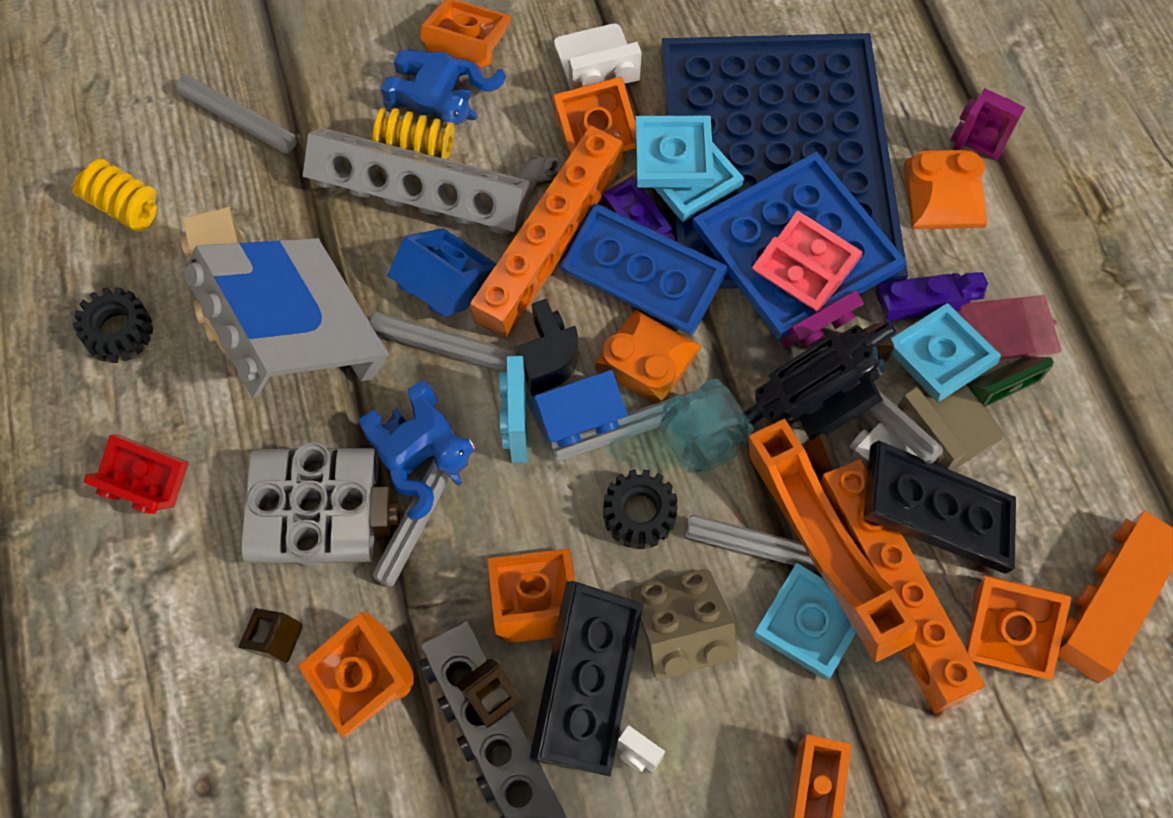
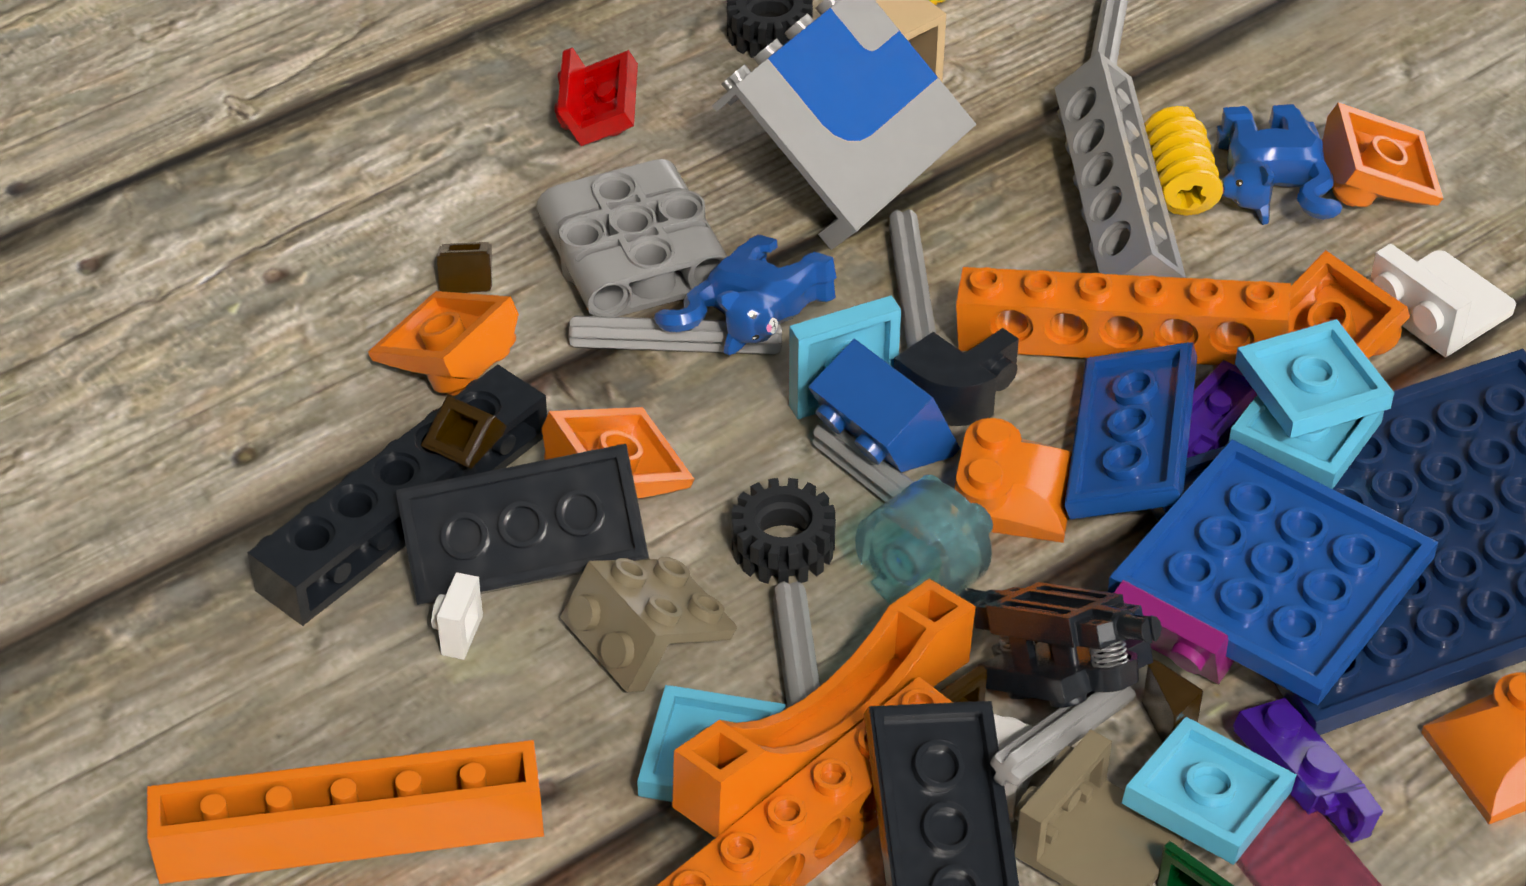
camera: 70 degrees right, 20 degrees down
(383, 513) = (652, 292): dark brown plate -> none
(440, 270) = (1008, 230): blue slope -> none
(807, 261) = (1236, 568): coral slope -> none

